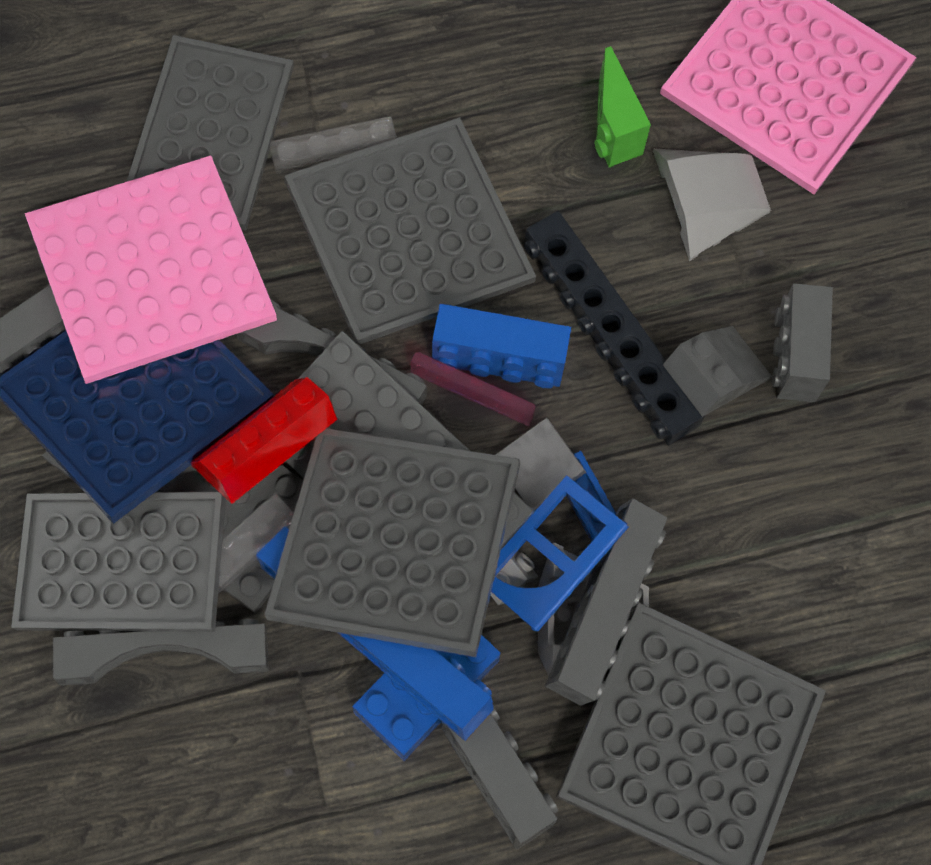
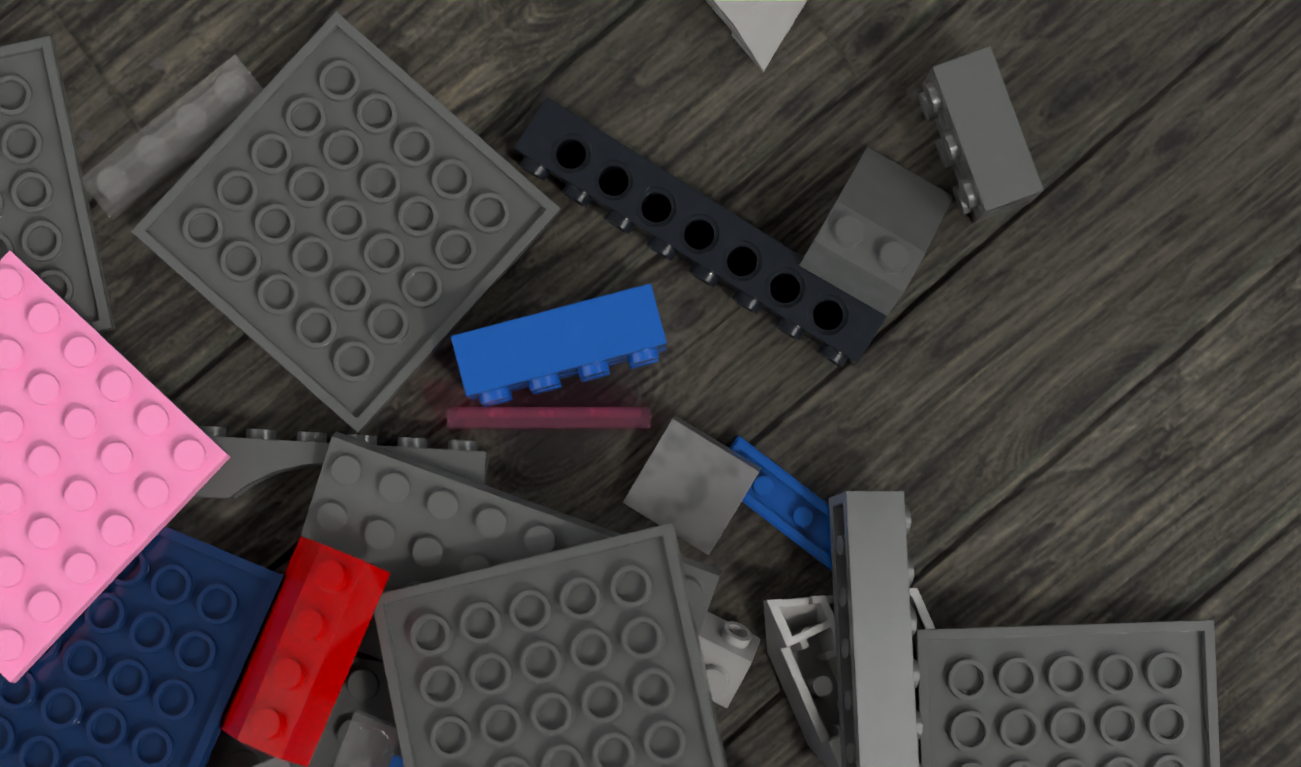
camera: 20 degrees left, 15 degrees up
(540, 603) = (785, 697): blue window -> none

